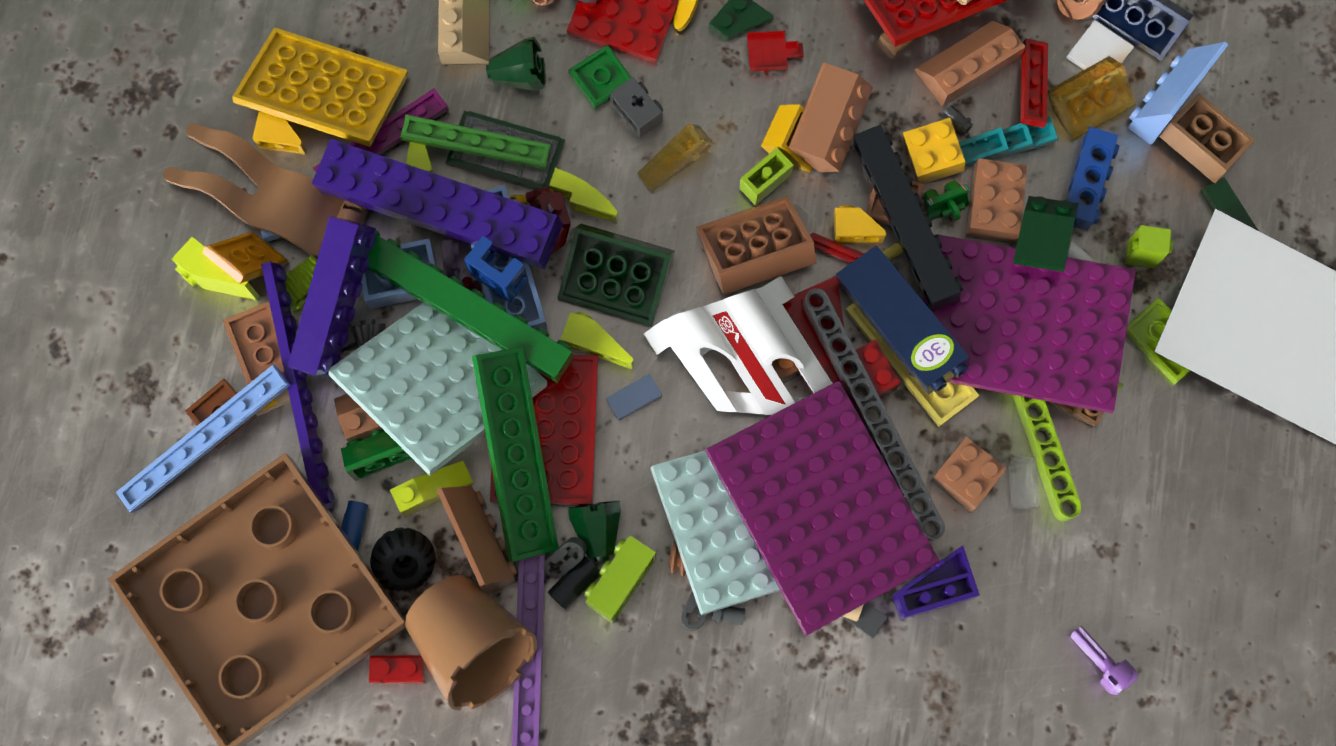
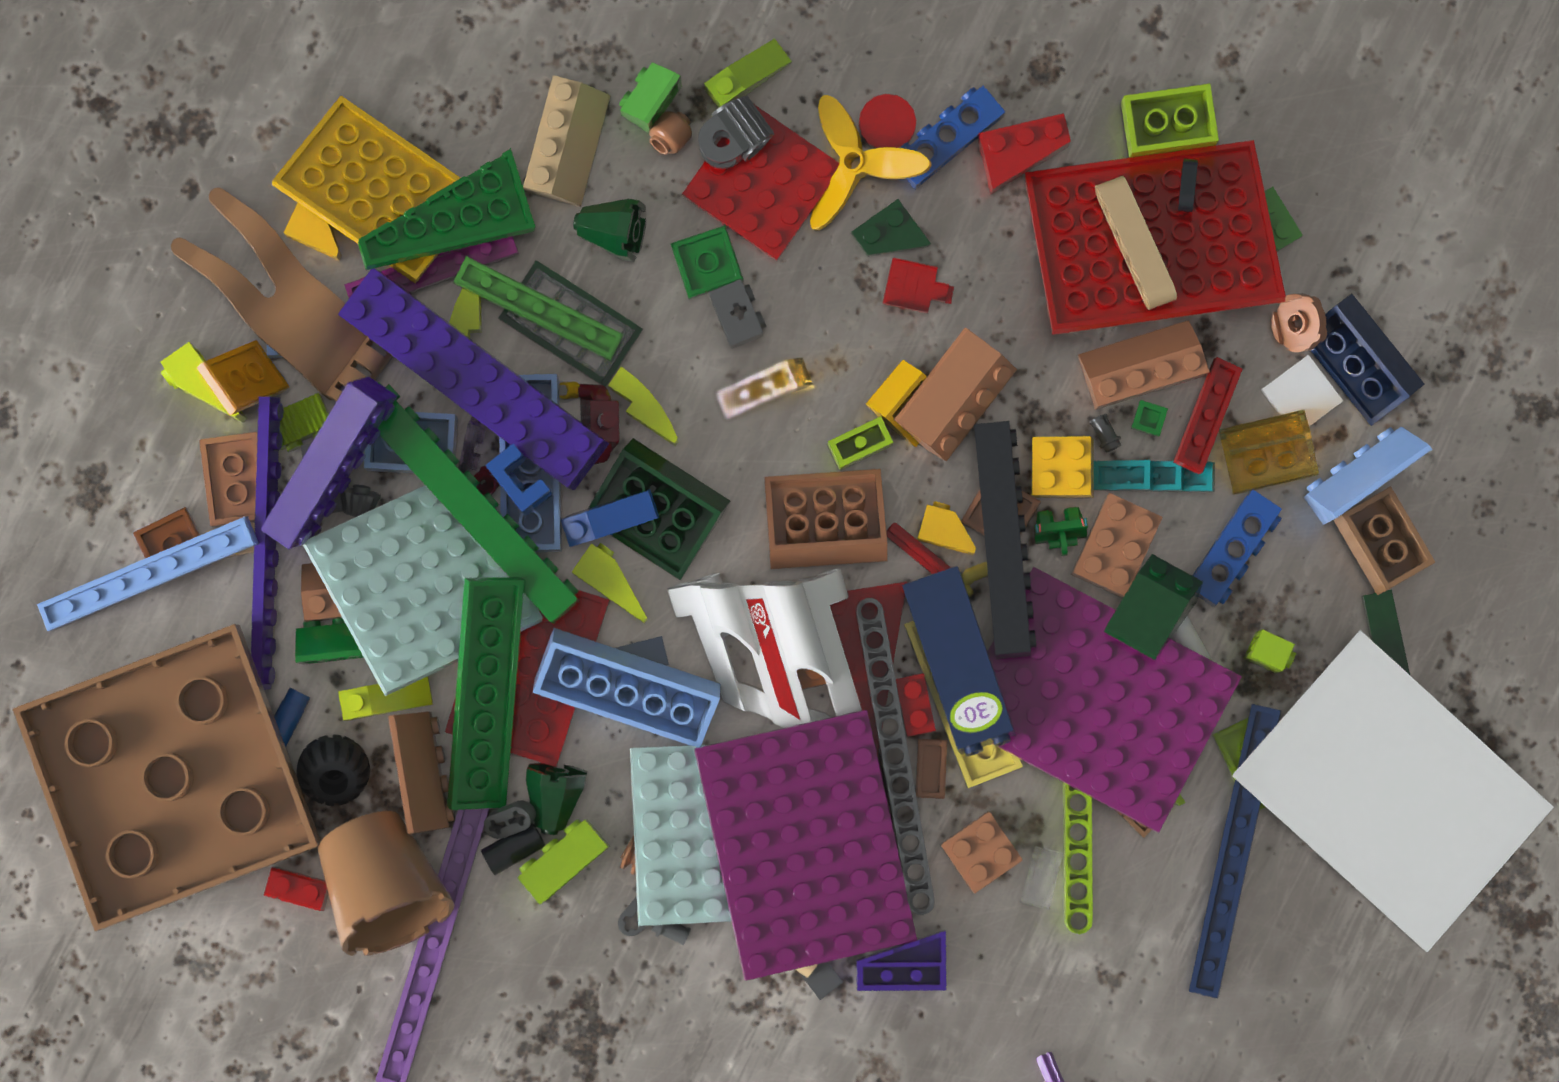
camera: 15 degrees right, 10 degrees up
(390, 87) = (464, 214): none -> green wing
(579, 287) = (609, 518): none -> blue slope
(633, 418) = (626, 688): none -> light blue brick
(904, 418) = (931, 768): none -> nougat tile
(988, 99) = (1149, 418): none -> green plate
(1177, 428) = (1230, 866): none -> dark blue plate

